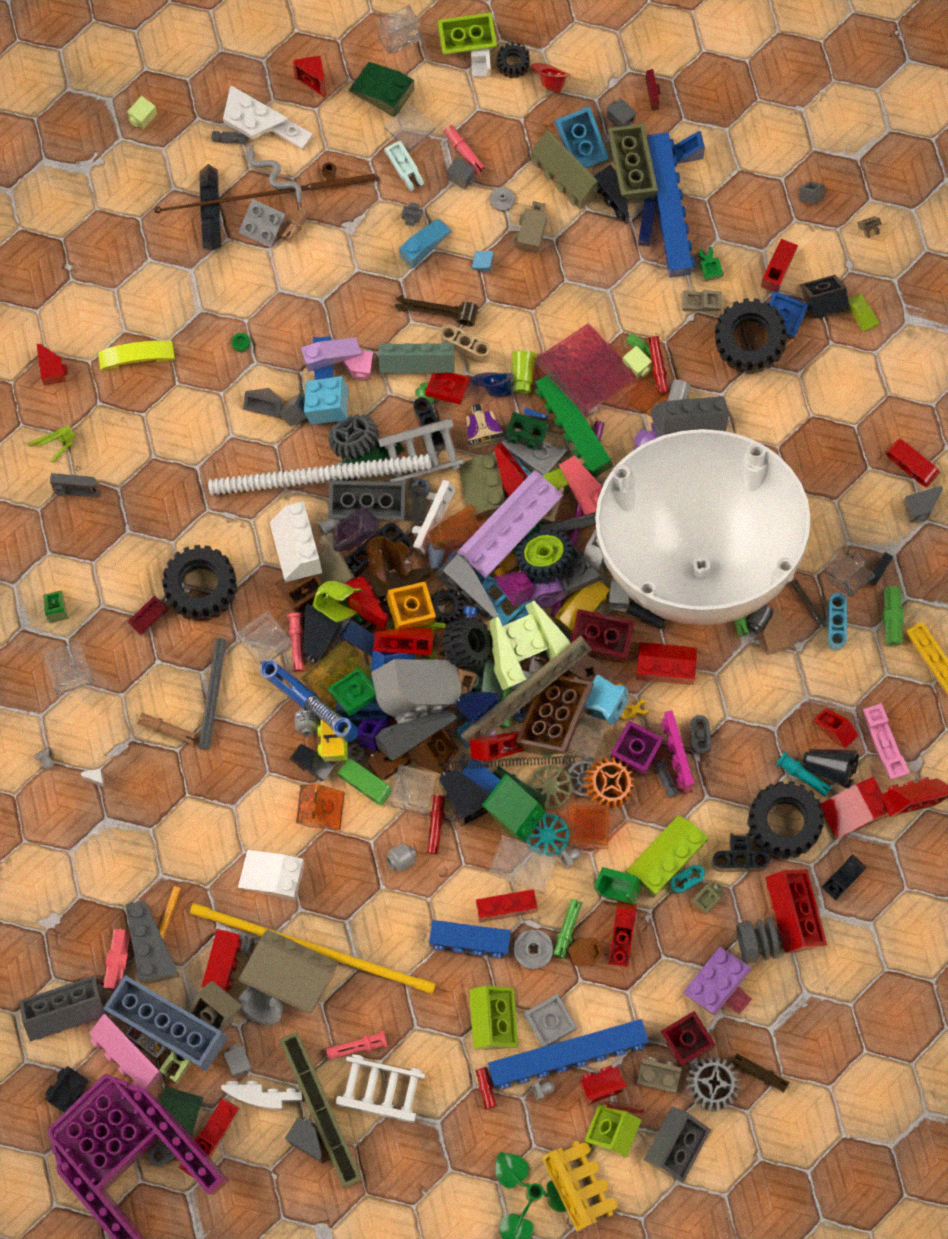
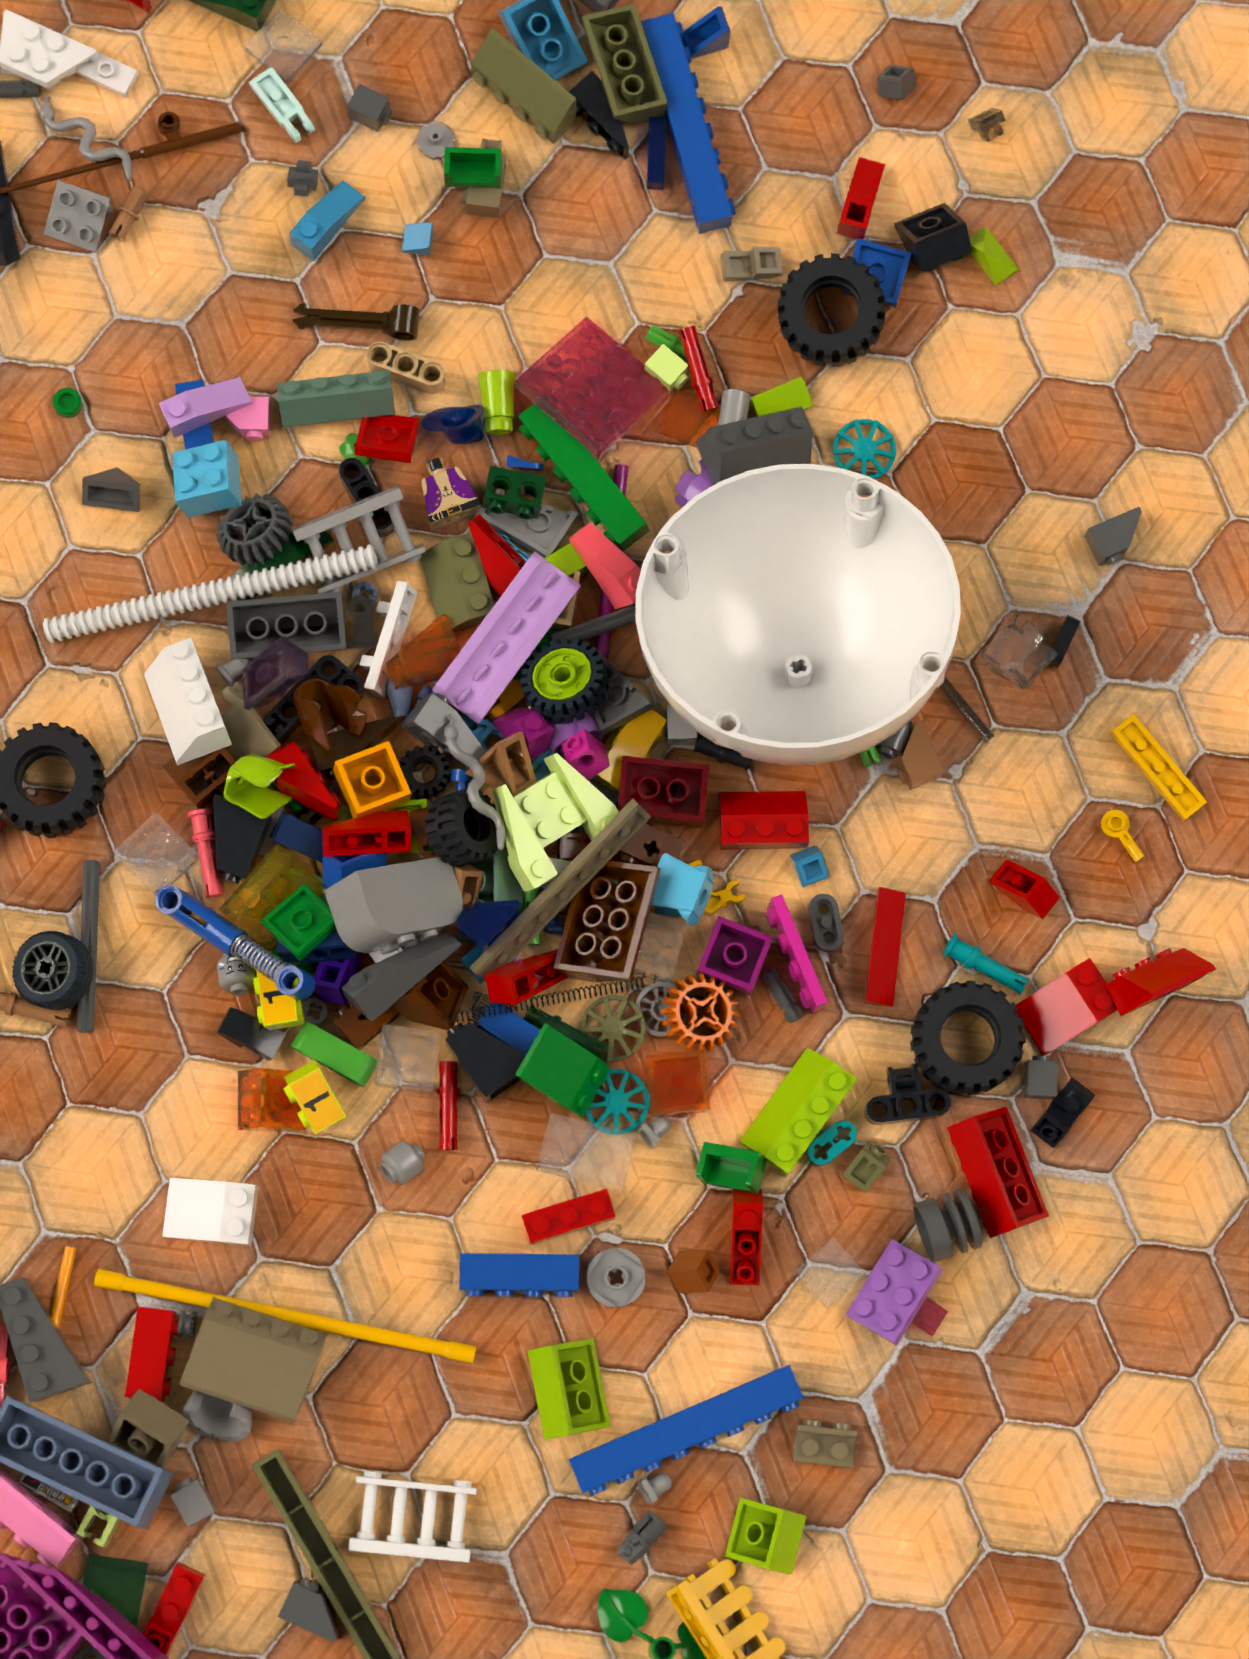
camera: 15 degrees left, 5 degrees up
(187, 705) = (53, 970): none -> wheel
(253, 1095) = (223, 1550): white slope -> none
(293, 410) = (159, 498): dark grey panel -> none
(332, 1052) = (384, 1451): coral pin -> none
(348, 807) = (314, 1097): none -> yellow brick
(460, 144) = (361, 62): coral pin -> none
(466, 579) = (451, 734): none -> light grey animal
(486, 1088) = (570, 1496): red pin -> none
(500, 604) = (508, 764): none -> medium nougat slope
(524, 218) = (472, 167): none -> green panel
(530, 1121) = (641, 1537): none -> dark grey hinge
(550, 1020) = (653, 1381): light grey tile -> none
(553, 605) = (586, 754): none -> dark pink brick
(564, 936) = (663, 1238): bright green pin -> none
(593, 552) = (634, 664): white slope -> none
(602, 1085) = (742, 1470): red slope -> none
(624, 1107) = (779, 1500): clear red piece -> none
(676, 964) = (830, 1272): none -> clear piece
(677, 1144) = (863, 1545): dark grey slope -> none
(687, 1039) = (861, 1386): dark red slope -> none
(694, 696) = (809, 865): none -> dark azure slope
(705, 1082) = (906, 1461): light grey gear -> none
(710, 267) = (759, 210): green plate -> none
(713, 388) = (781, 398): none -> lime slope
(738, 755) = (885, 947): none -> red slope
(759, 1072) = (984, 1426): dark brown pin -> none
(763, 428) = (865, 448): none -> teal wheel
(831, 853) = (1040, 1078): none -> dark grey brick
(833, 764) = (1027, 945): black cone -> none
(837, 630) = (1009, 715): medium azure beam -> none
(884, 742) = (1099, 902): bright pink slope -> none
(893, 616) = (1089, 710): bright green piece -> none
(902, 693) = (1116, 825): none -> yellow plate
(912, 463) = (1092, 476): red beam -> none

